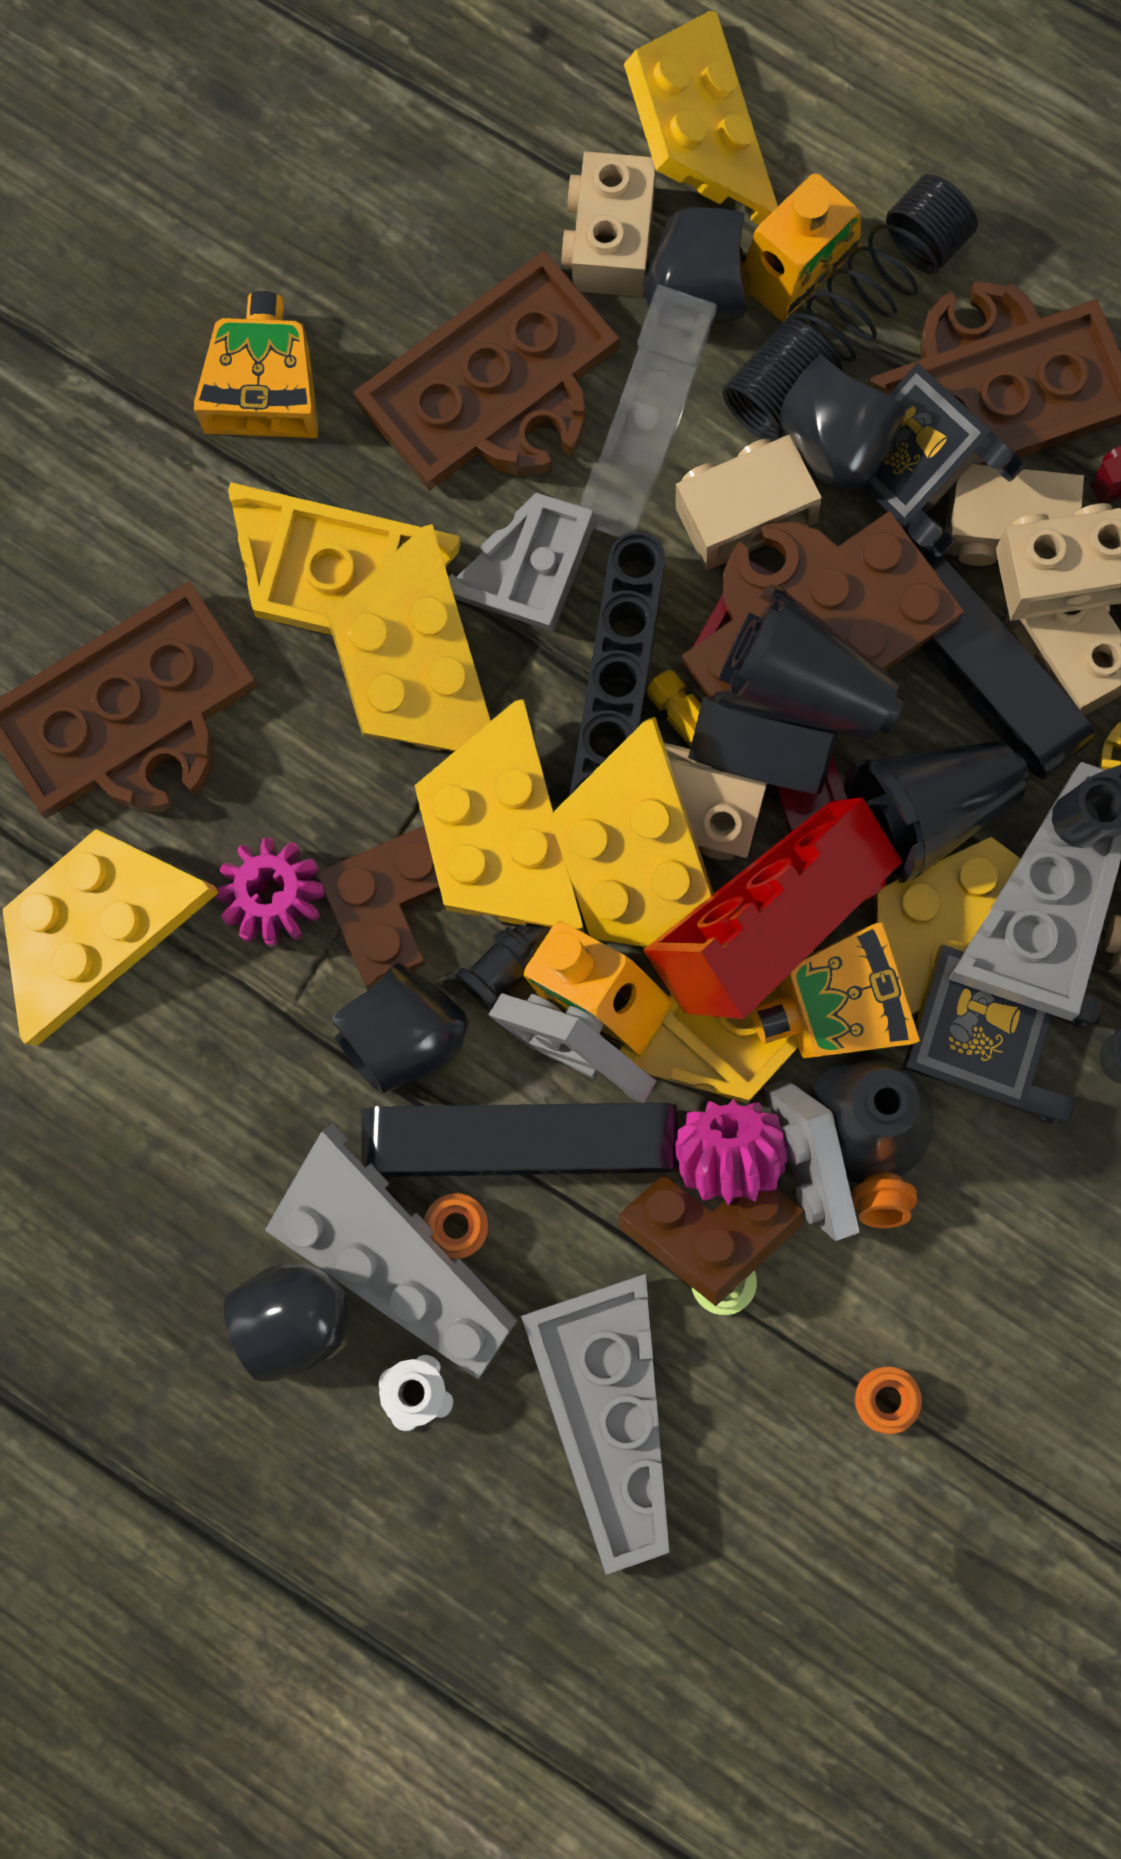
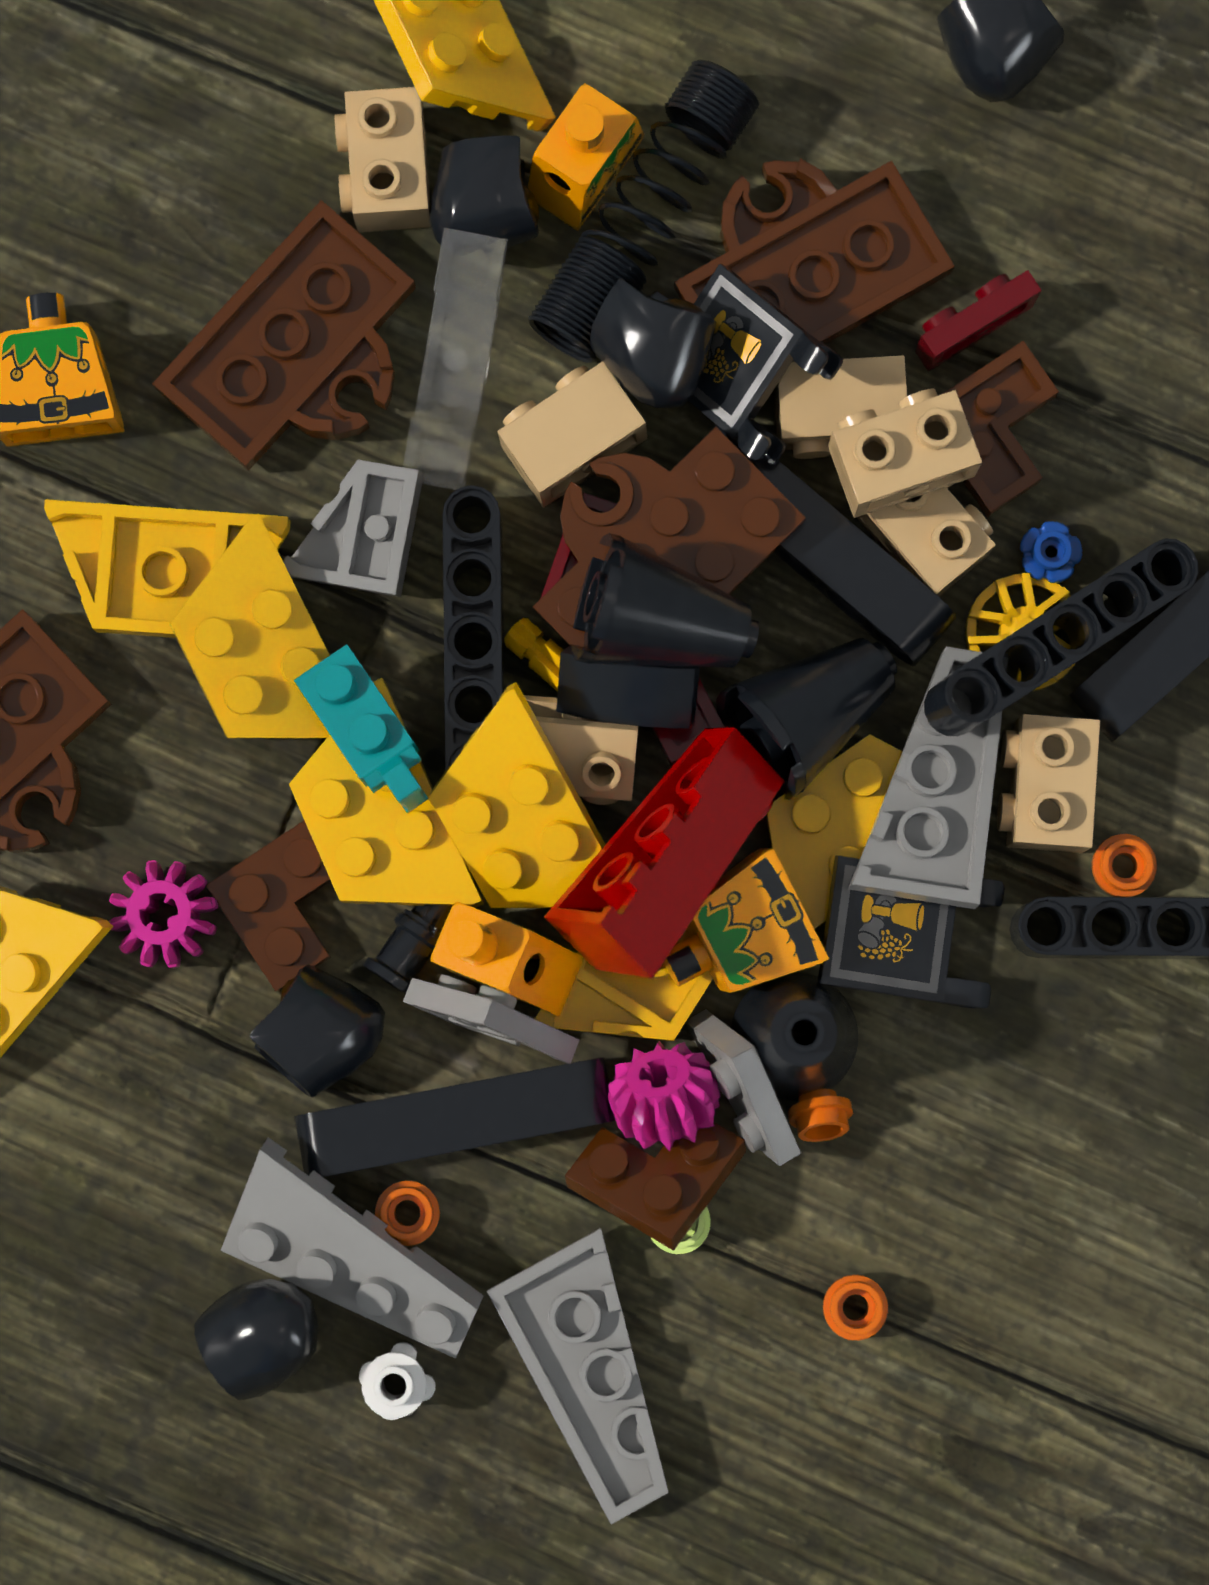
camera: 15 degrees left, 5 degrees up
(497, 739) = (363, 726): none -> teal hinge

